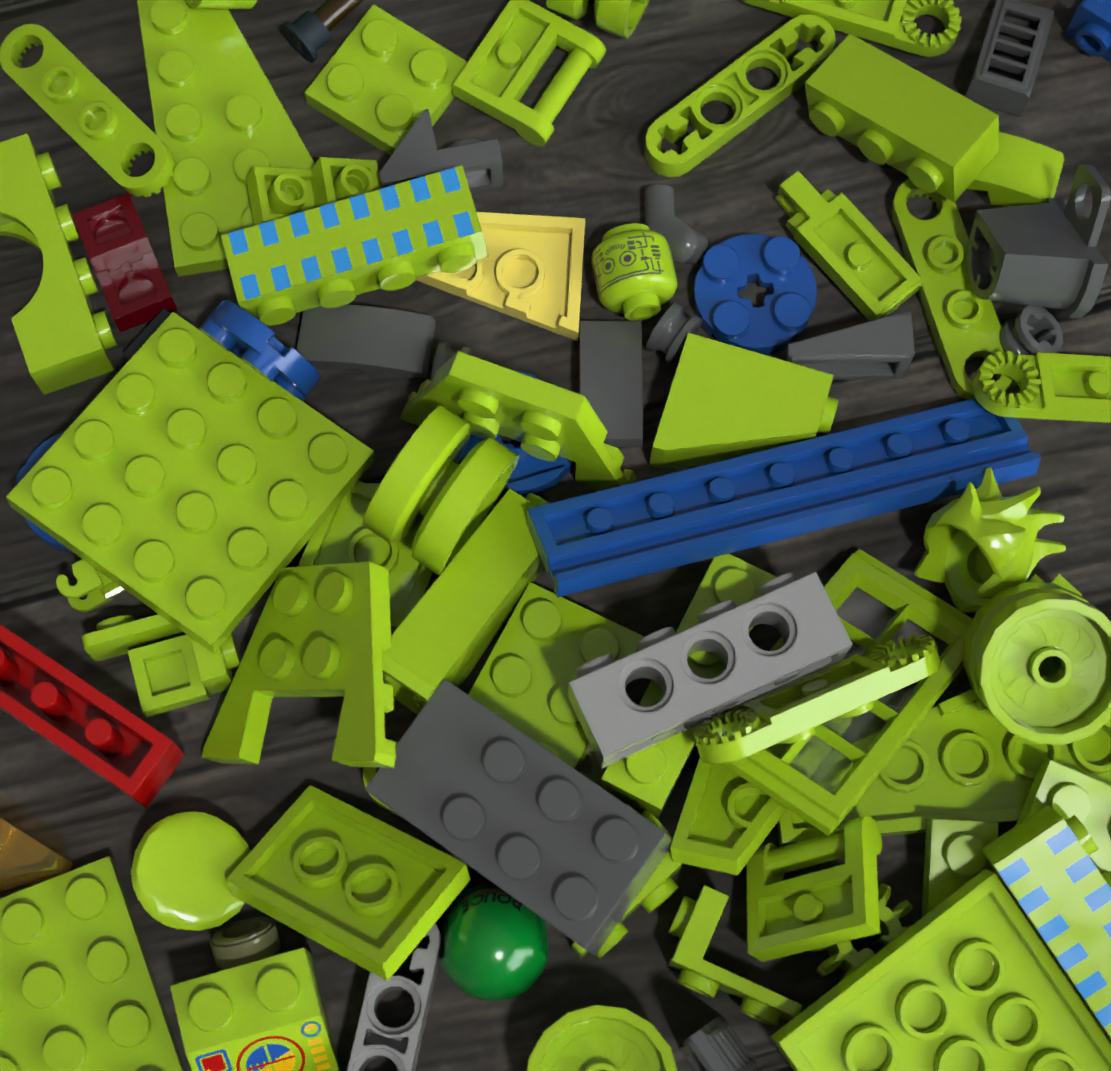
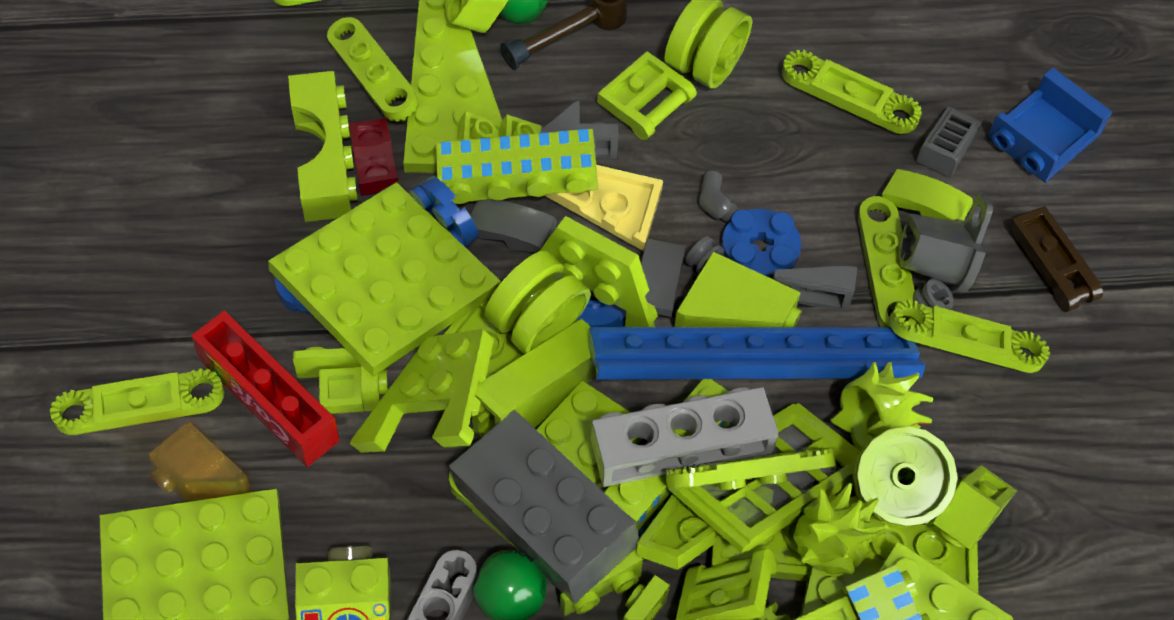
camera: 10 degrees right, 15 degrees down
(90, 582) = (311, 330): lime piece -> none
(184, 868) = (326, 506): lime piece -> none
(349, 881) = (425, 526): lime plate -> none
(385, 80) = (555, 84): lime plate -> none
(634, 271) = (687, 215): lime head -> none
(734, 89) = (771, 128): lime beam -> none
(847, 248) = (825, 227): lime hinge -> none
(902, 118) = (873, 158): lime brick -> none
(960, 771) = (836, 532): none -> lime hair

